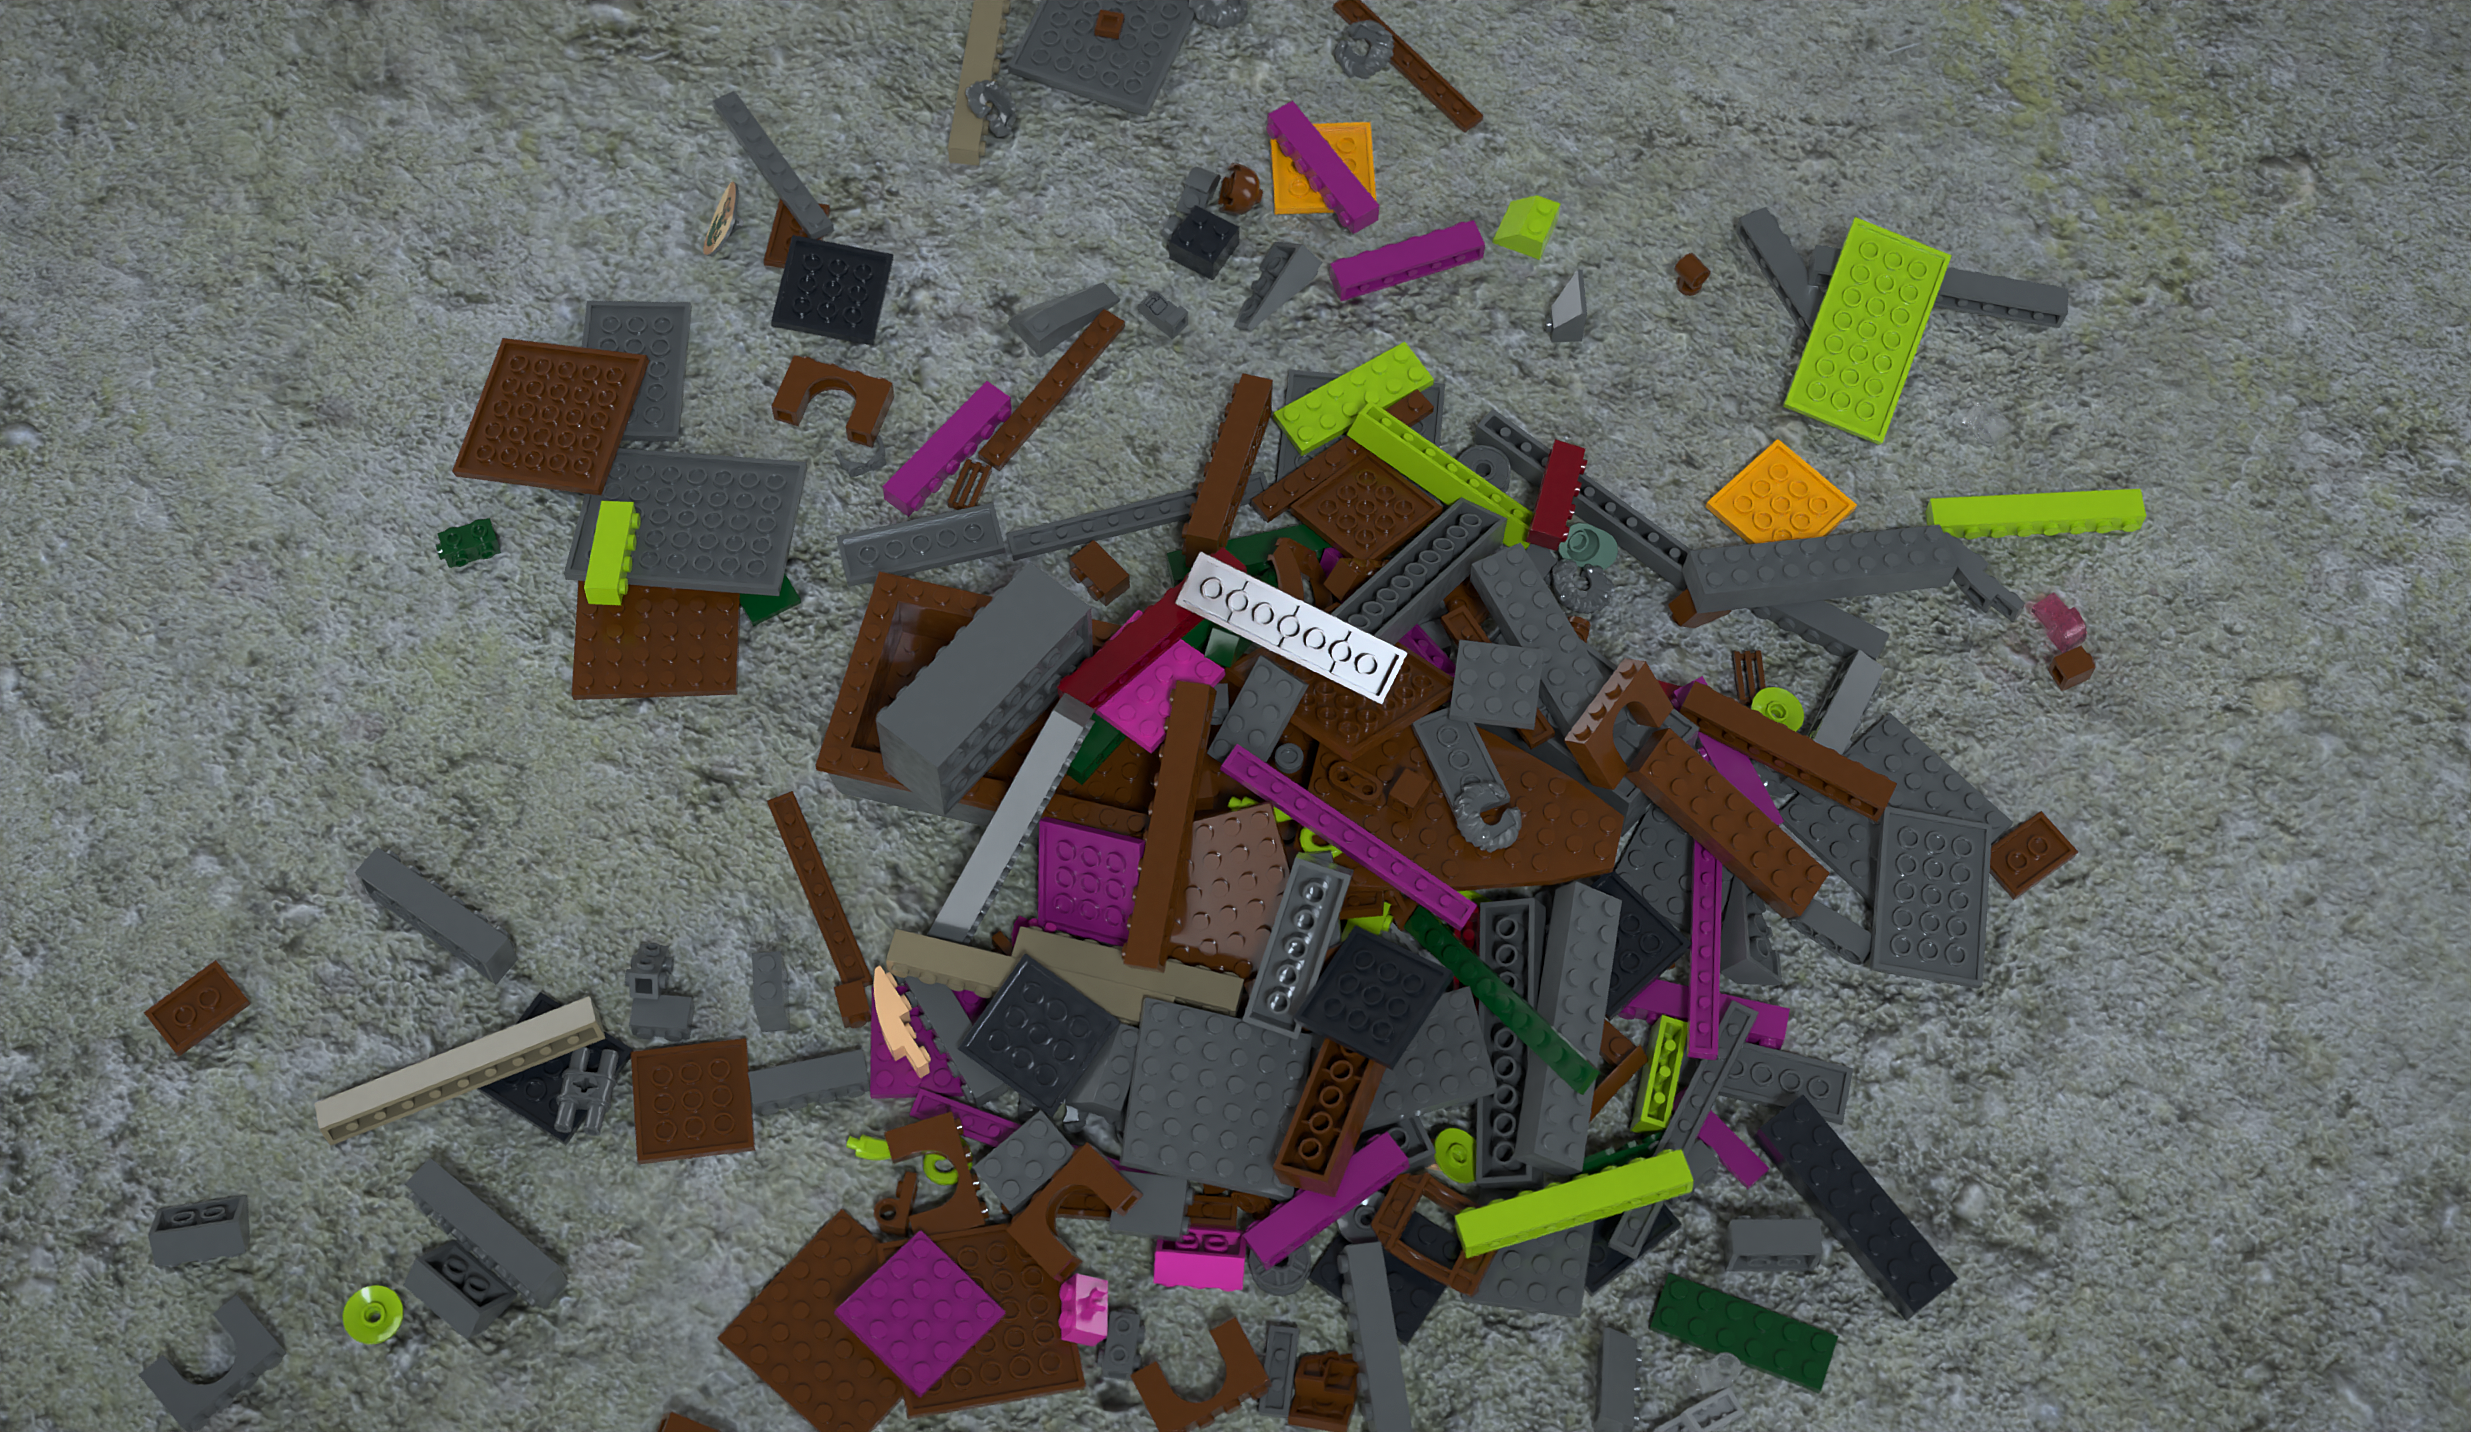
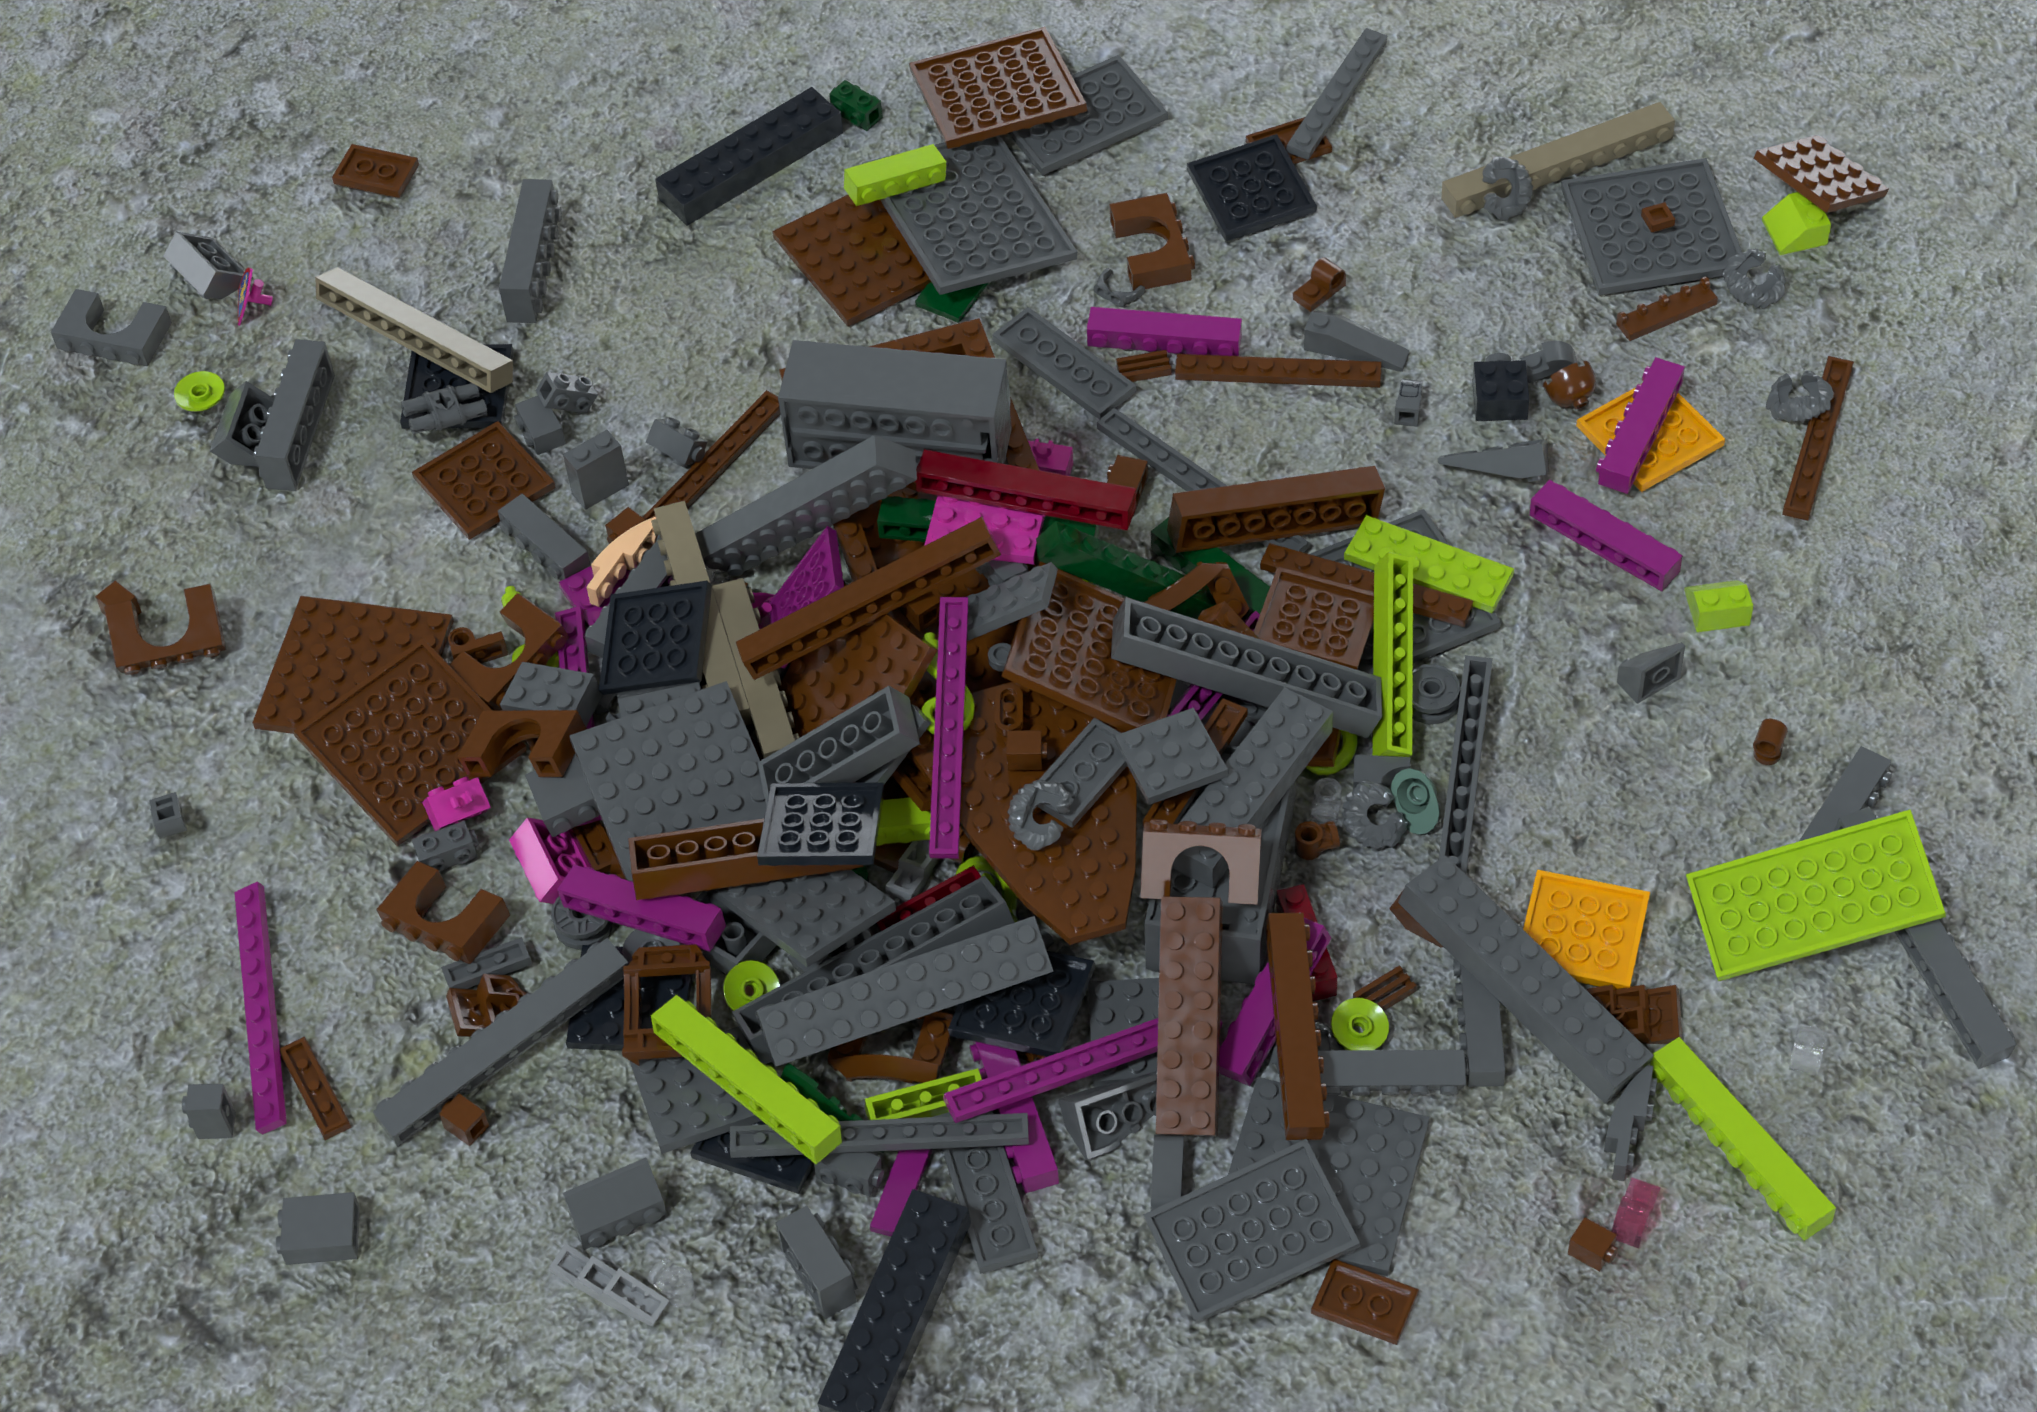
camera: 65 degrees right, 10 degrees down
(274, 1206) = (254, 296): none -> dark pink shield
(461, 665) = (749, 156): none -> black brick
(724, 221) = (1255, 90): shield -> none
(780, 906) = (677, 442): none -> dark grey brick
(920, 1313) = (381, 694): magenta plate -> none
(983, 304) = (1324, 283): none -> reddish brown plate
(1201, 80) = (1667, 310): none -> reddish brown hinge
(1291, 627) = (1087, 565): brick -> none
(1502, 1000) = (890, 931): dark green plate -> none
(1556, 495) = (1433, 738): dark red brick -> none
(1747, 1331) = (729, 1291): dark green plate -> none
(1881, 508) = (1646, 1013): none -> reddish brown slope

